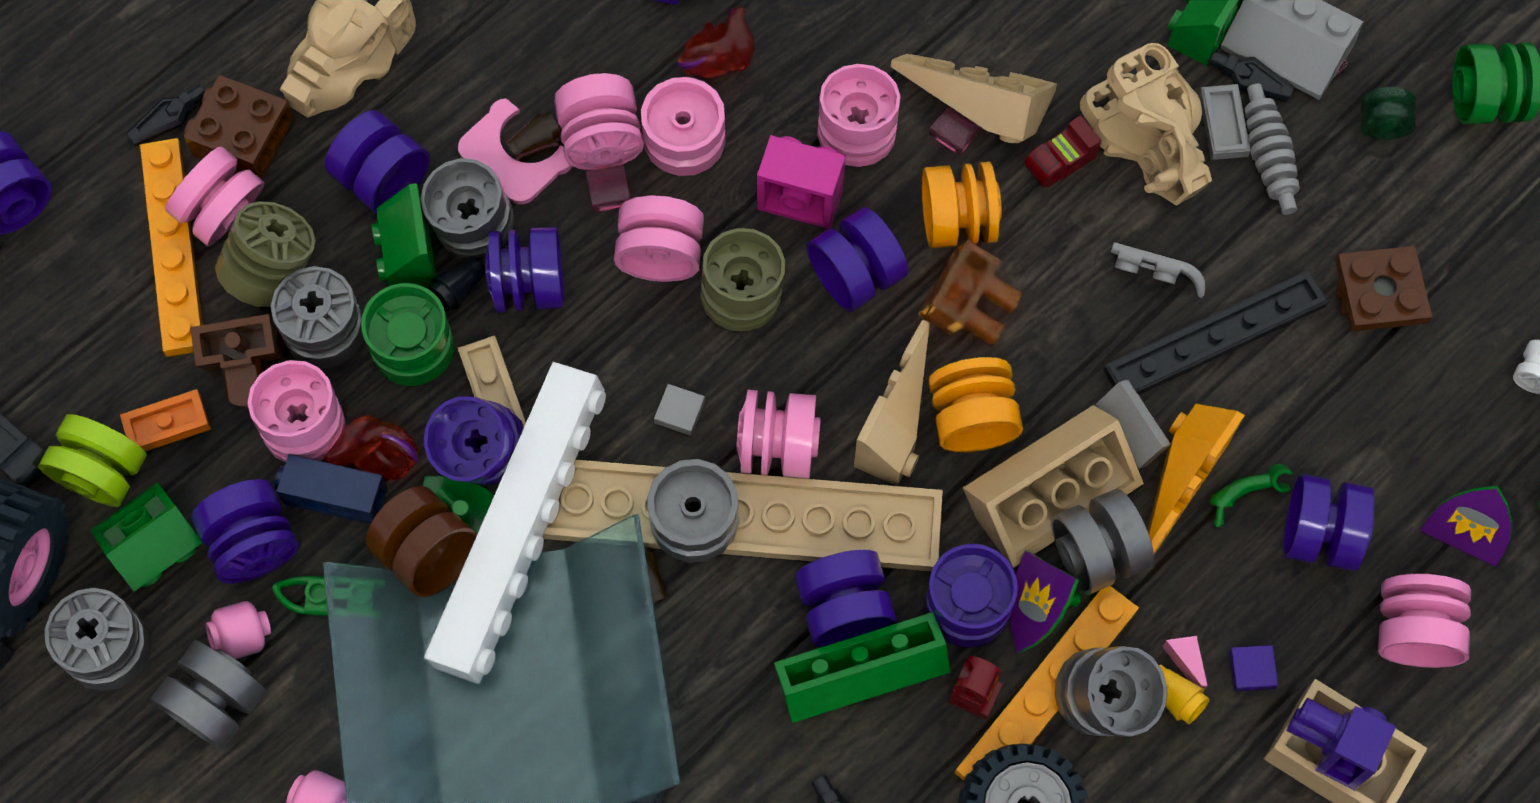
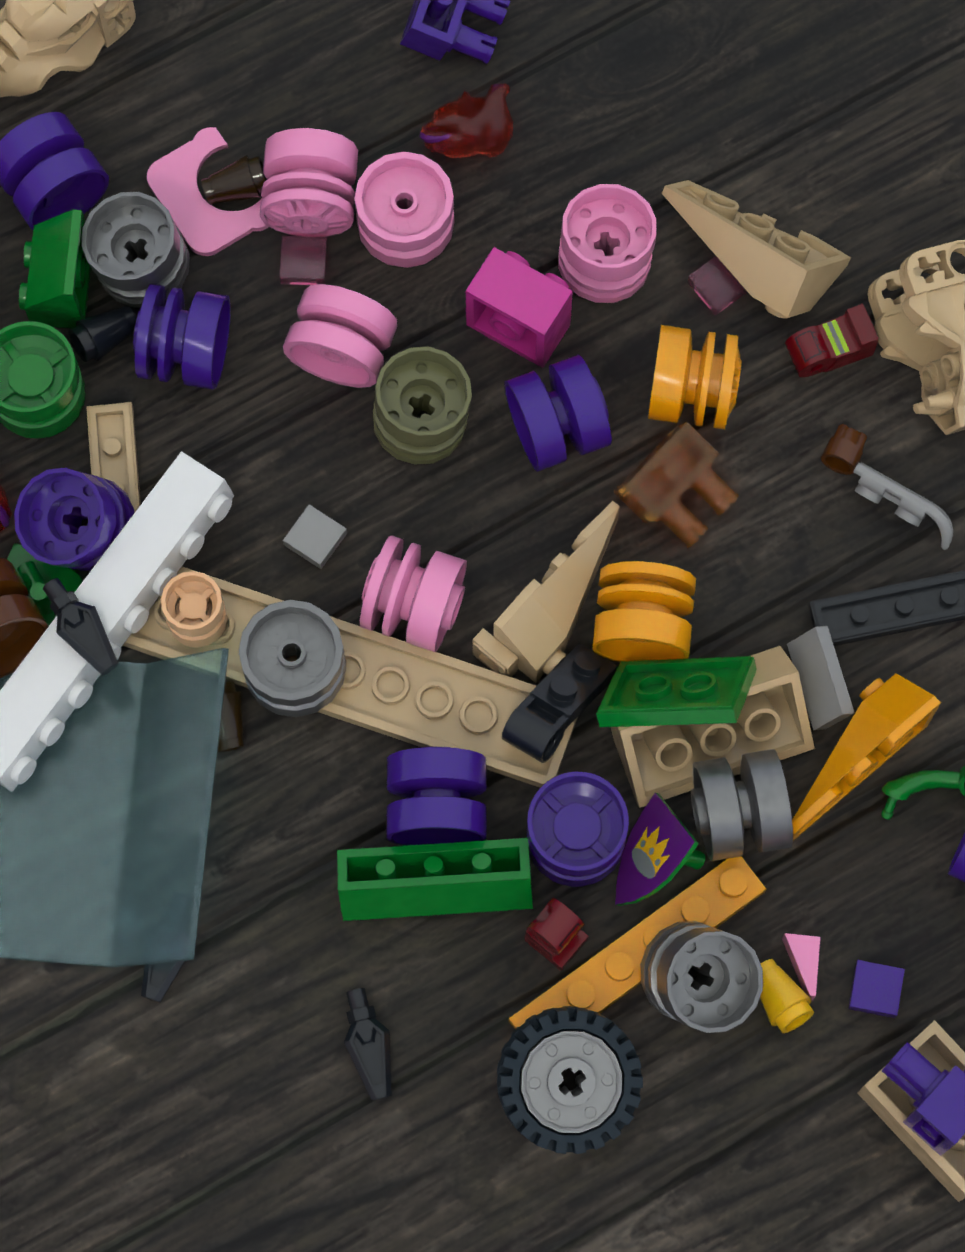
camera: 15 degrees right, 5 degrees up
(507, 527) = (81, 627): none -> black piece
(598, 490) = (194, 609): none -> light nougat wheel
(857, 468) = (494, 654): none -> tan tile
(923, 495) = (556, 702): none -> black plate
(1022, 461) = (677, 692): none -> green tile
(1097, 237) = (844, 450): none -> reddish brown hose

